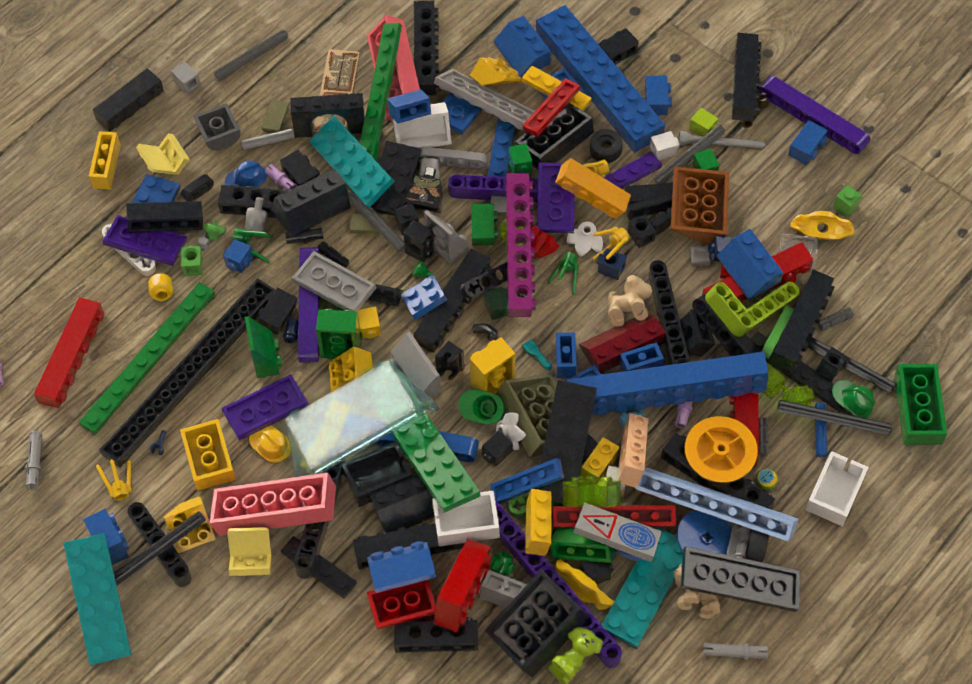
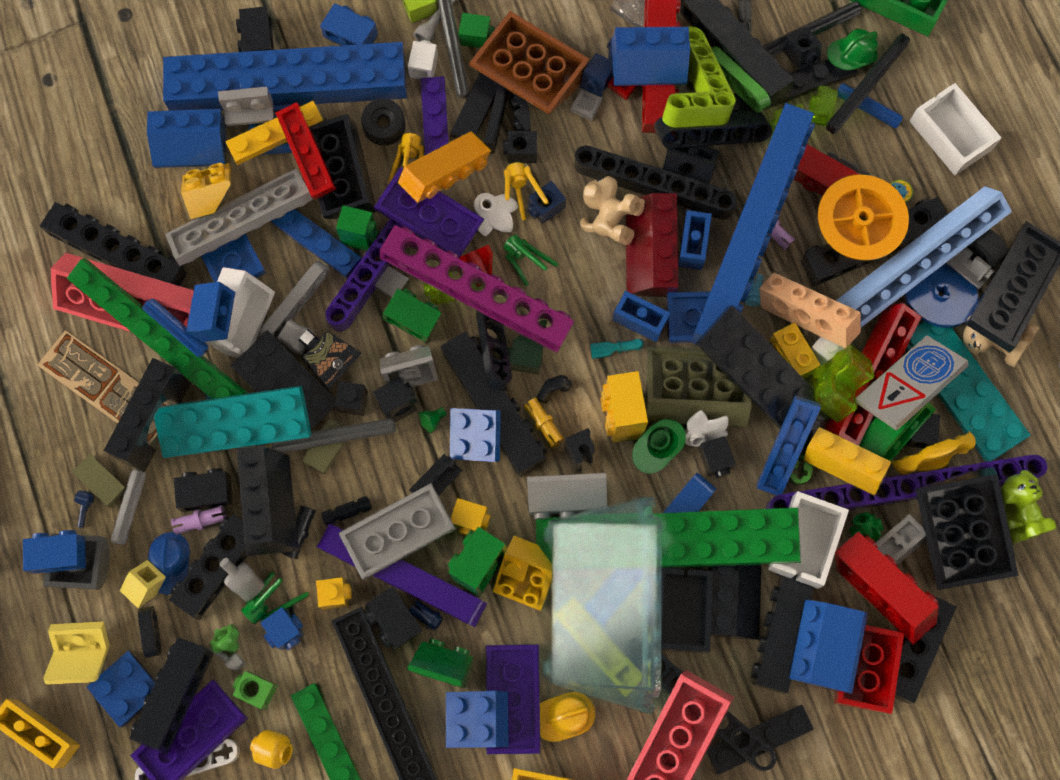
camera: 60 degrees left, 15 degrees up
(214, 108) = (54, 553): none -> blue brick
(224, 168) = (142, 583): none -> light yellow brick
(239, 387) = (477, 719): none -> blue brick
(259, 116) = (85, 499): none -> dark blue hand
(275, 271) = (333, 593): none -> yellow brick
(390, 92) = (174, 327): none -> blue axle
(459, 335) = (543, 422): none -> yellow pin
(562, 63) = (246, 106): none -> light grey bracket

